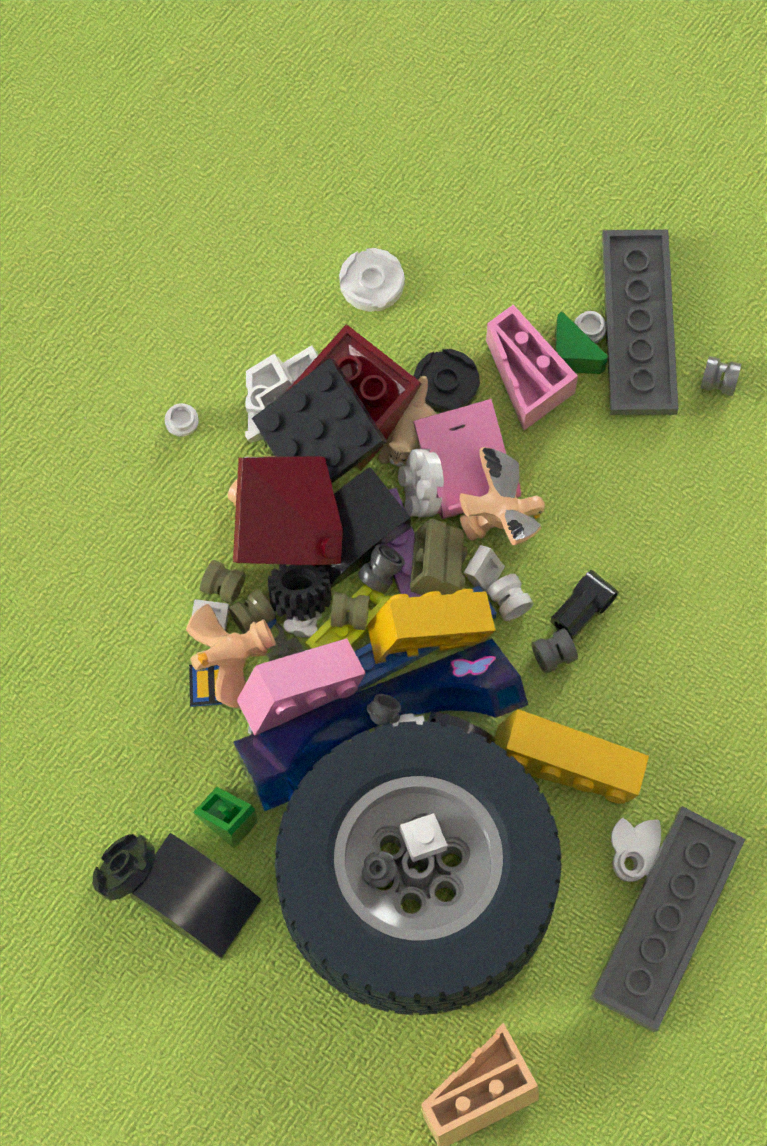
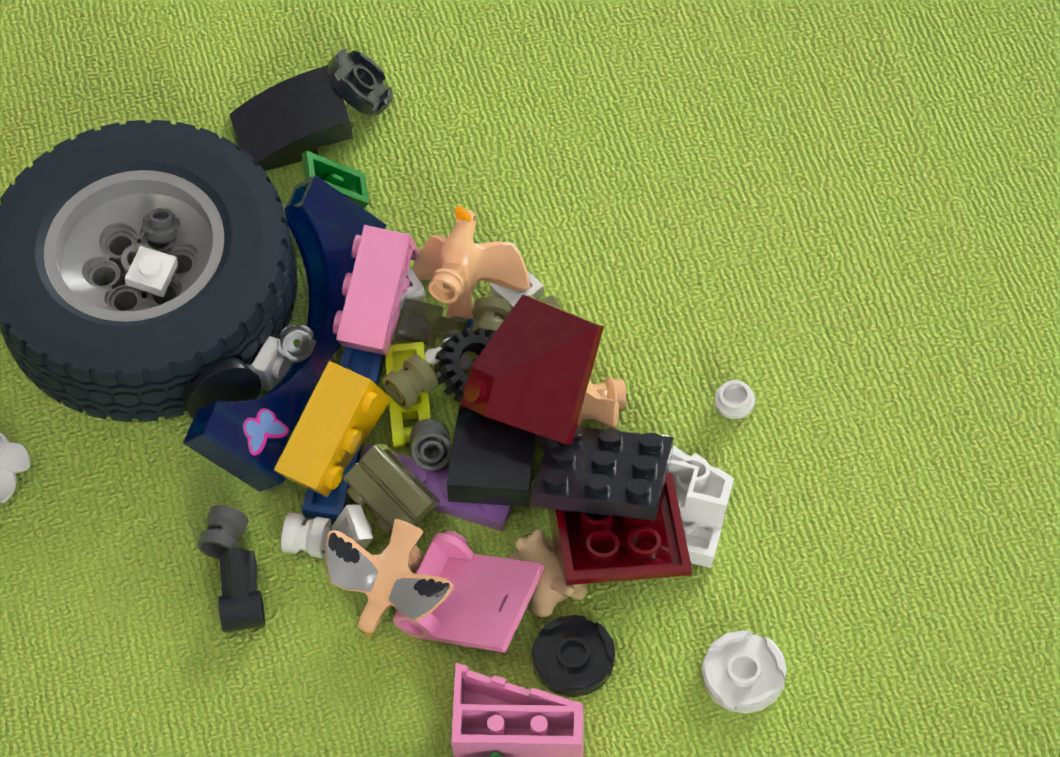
camera: 135 degrees right, 10 degrees down
(420, 481) = (490, 536): white plate -> none
(572, 757) = (115, 462): yellow wedge -> none

